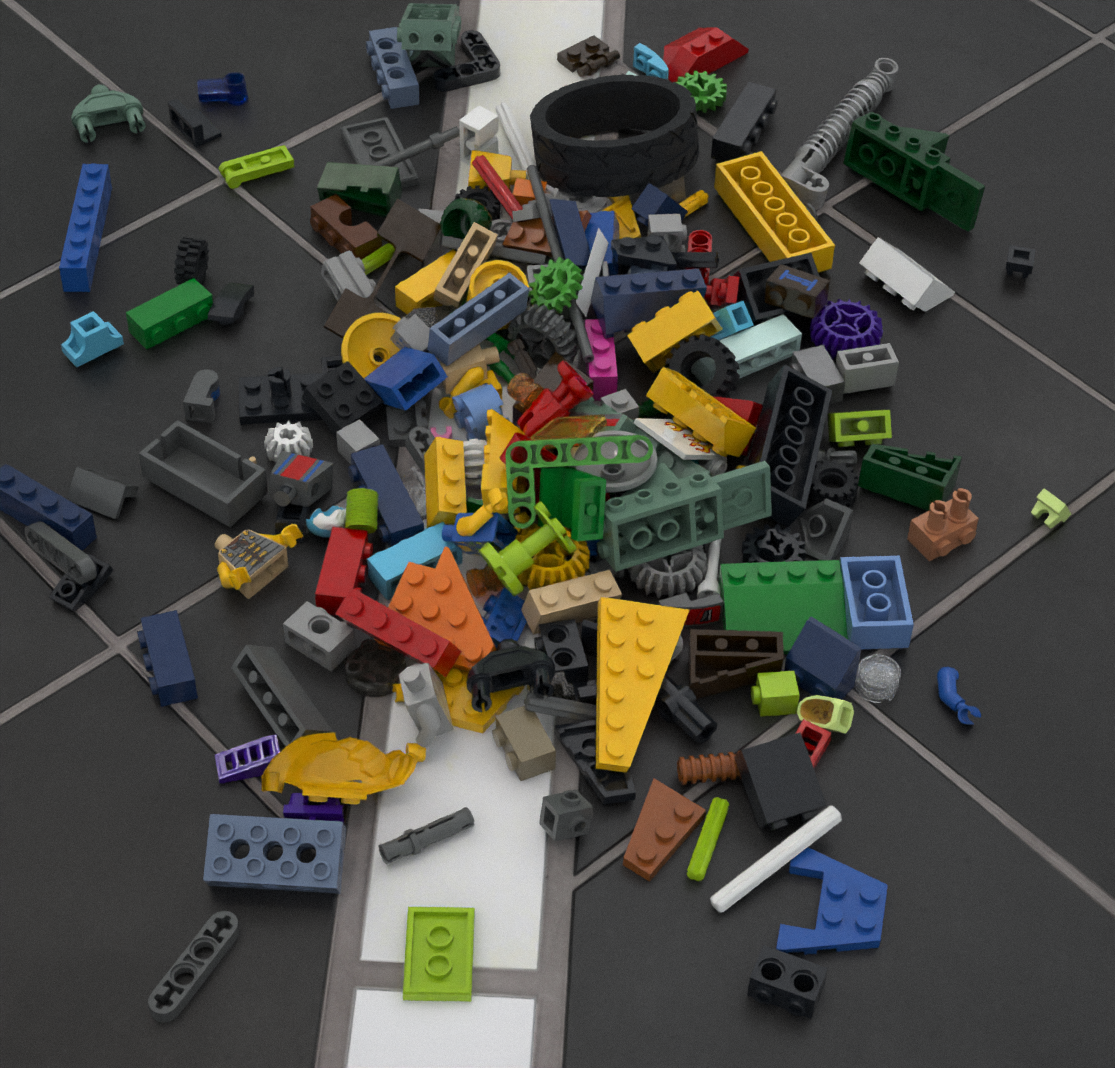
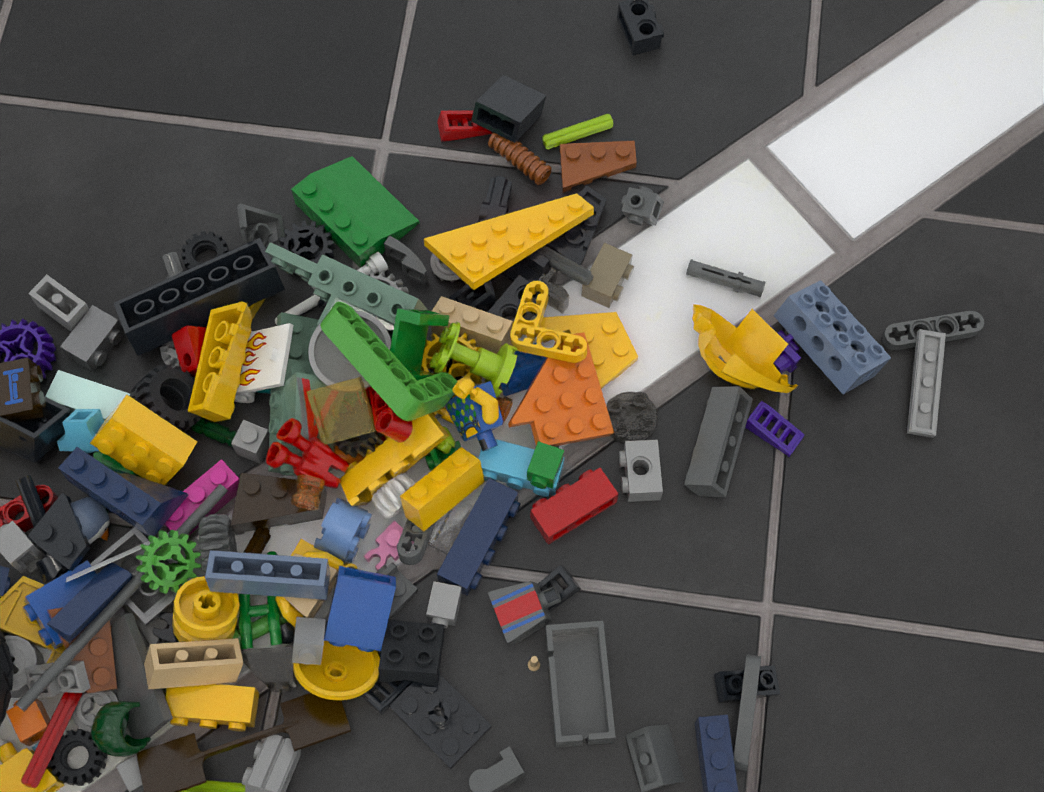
camera: 130 degrees left, 20 degrees up
(154, 908) = (926, 383): none -> light grey tile
(167, 658) = (753, 552): dark blue brick -> none
(253, 558) = (623, 575): torso -> none
(288, 438) = (477, 660): white gear -> none
(322, 522) = (537, 556): hair -> none
(362, 509) = (518, 525): lime piece -> none
(388, 551) = (545, 465): none -> green brick
(398, 632) = (609, 399): red brick -> none
(426, 704) = (641, 345): light grey torso -> none
(439, 954) = (791, 212): lime tile -> none
(507, 669) = (570, 311): black connector -> none
(517, 622) = (532, 329): none -> yellow beam
(722, 292) = (50, 456): red slope -> none
(731, 659) = (432, 201): dark brown wedge -> none
(775, 859) = (562, 81): white axle -> none
(776, 693) = (433, 164): lime brick -> none
(823, 661) = (391, 148): dark blue slope -> none
(827, 713) = (426, 127): rock -> none
(848, 908) = (560, 32): blue wing -> none
(859, 425) = (130, 268): lime brick -> none
(876, 602) = (305, 149): medium blue brick -> none
(878, 678) = (366, 120): clear wheel -> none
(908, 476) = (160, 203): dark green wedge -> none
(944, 526) = (193, 160): nougat brick -> none
(948, 694) = (343, 77): blue arm -> none
(1050, 504) = (114, 112): yellowish green tile -> none

